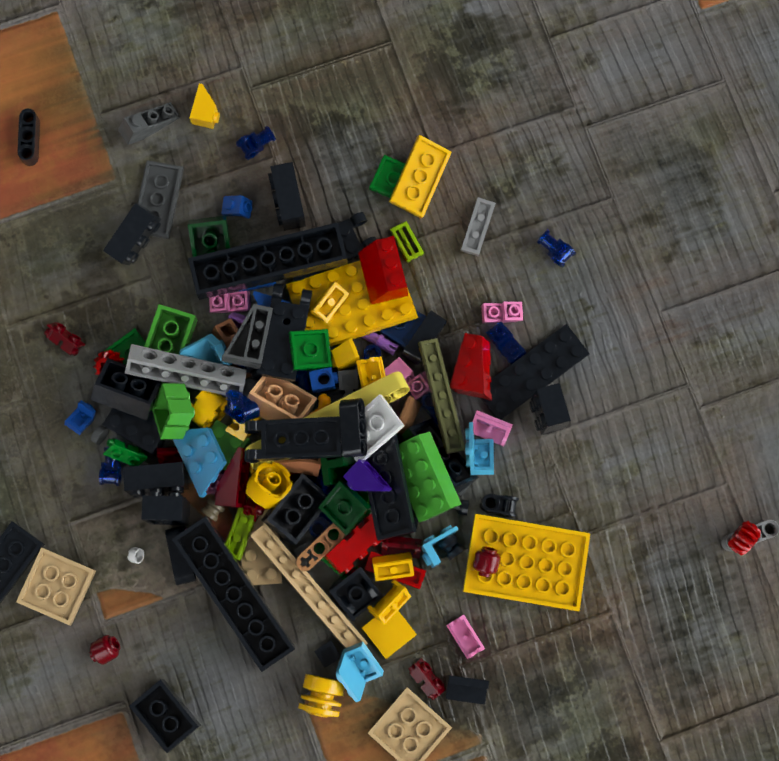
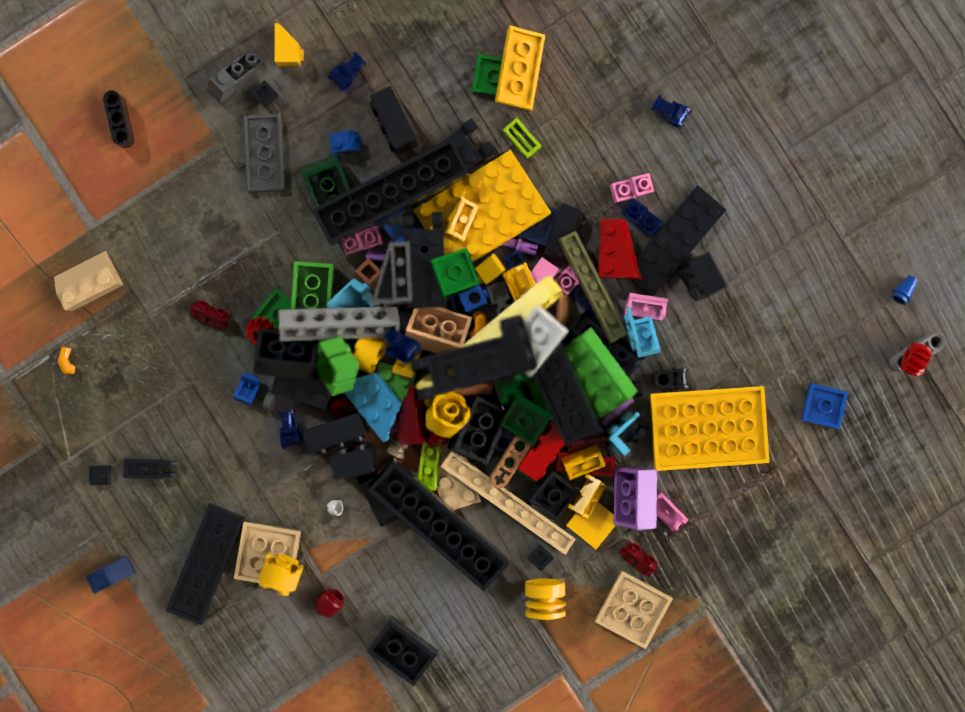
camera: 10 degrees left, 10 degrees up
(63, 604) = (280, 573): none -> yellow brick
(131, 455) = (307, 414): green hinge -> none
(132, 235) = (250, 197): black brick -> none
(172, 145) = (264, 94): none -> black plate
(356, 668) = (570, 565): medium azure bracket -> none
(365, 478) = (541, 390): dark purple slope -> none
(383, 271) = (506, 175): red slope -> none
(436, 612) = (635, 497): none -> medium lavender brick
(438, 523) = (608, 418): none -> medium lavender pin
(466, 689) = (678, 558): black panel -> none
(478, 226) = (589, 106): light grey plate -> none
(486, 561) = (673, 438): dark red head -> none
(647, 567) = (824, 405): none -> blue plate
(749, 472) = (905, 290): none -> blue cone

